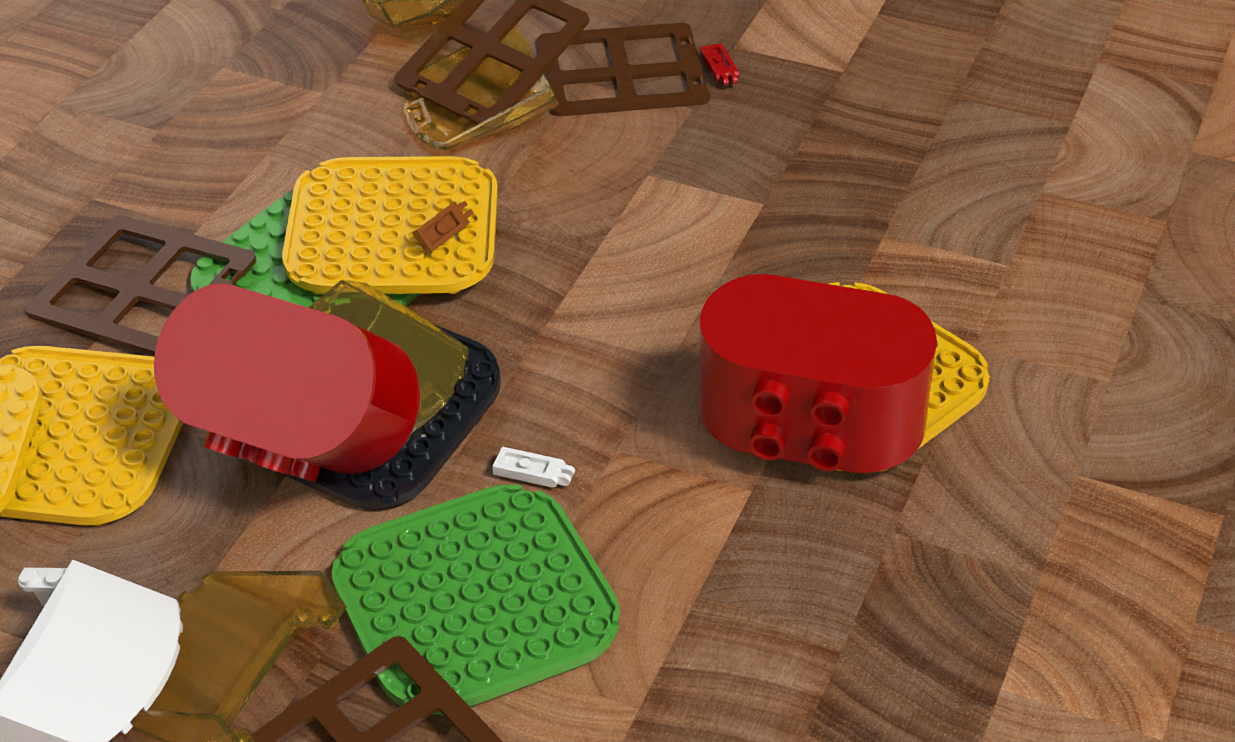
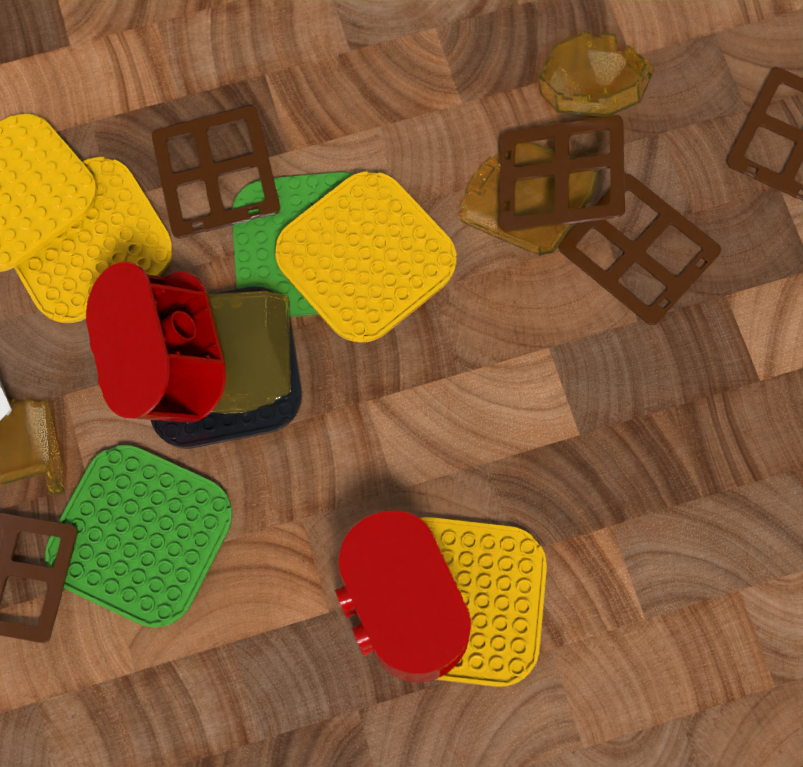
camera: 50 degrees right, 30 degrees up
(442, 226) = (375, 291): dark orange hinge -> none
(532, 468) = (247, 489): white hinge -> none
(719, 64) = (692, 304): red hinge -> none

